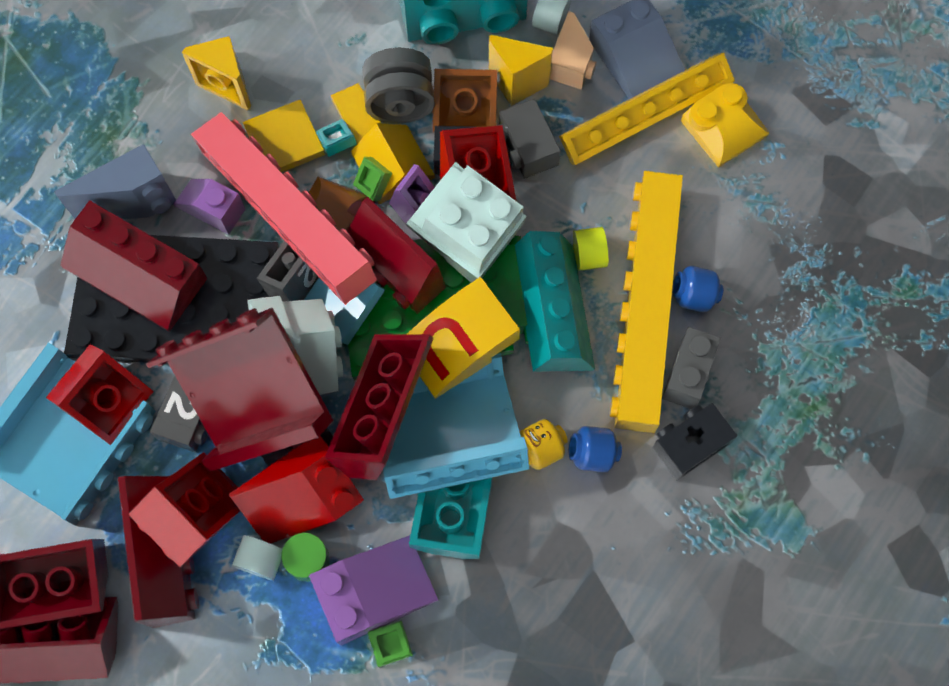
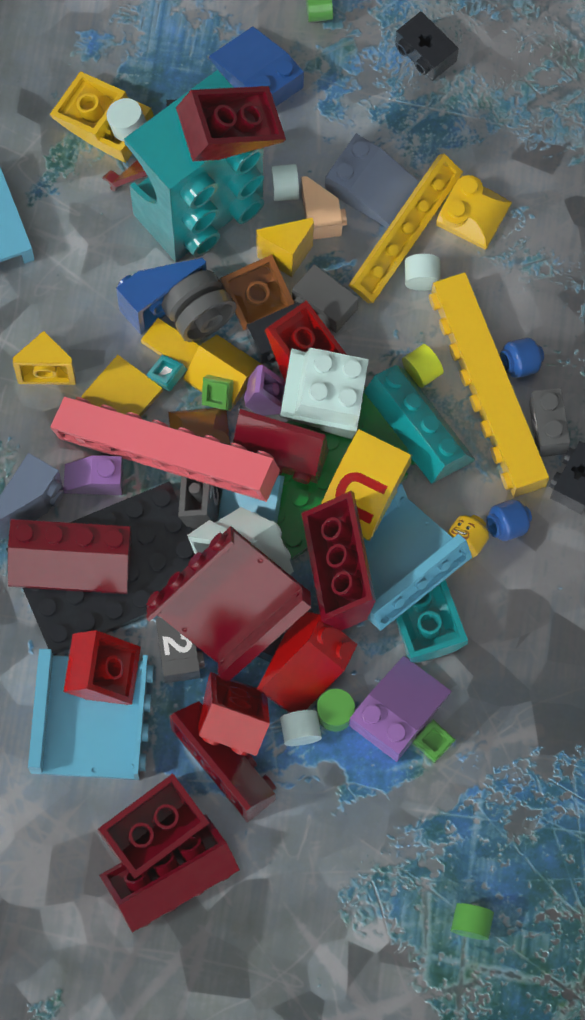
camera: 30 degrees left, 0 degrees up
(354, 42) = (144, 292): none -> blue slope
(640, 155) = (422, 271): none -> light aqua piece

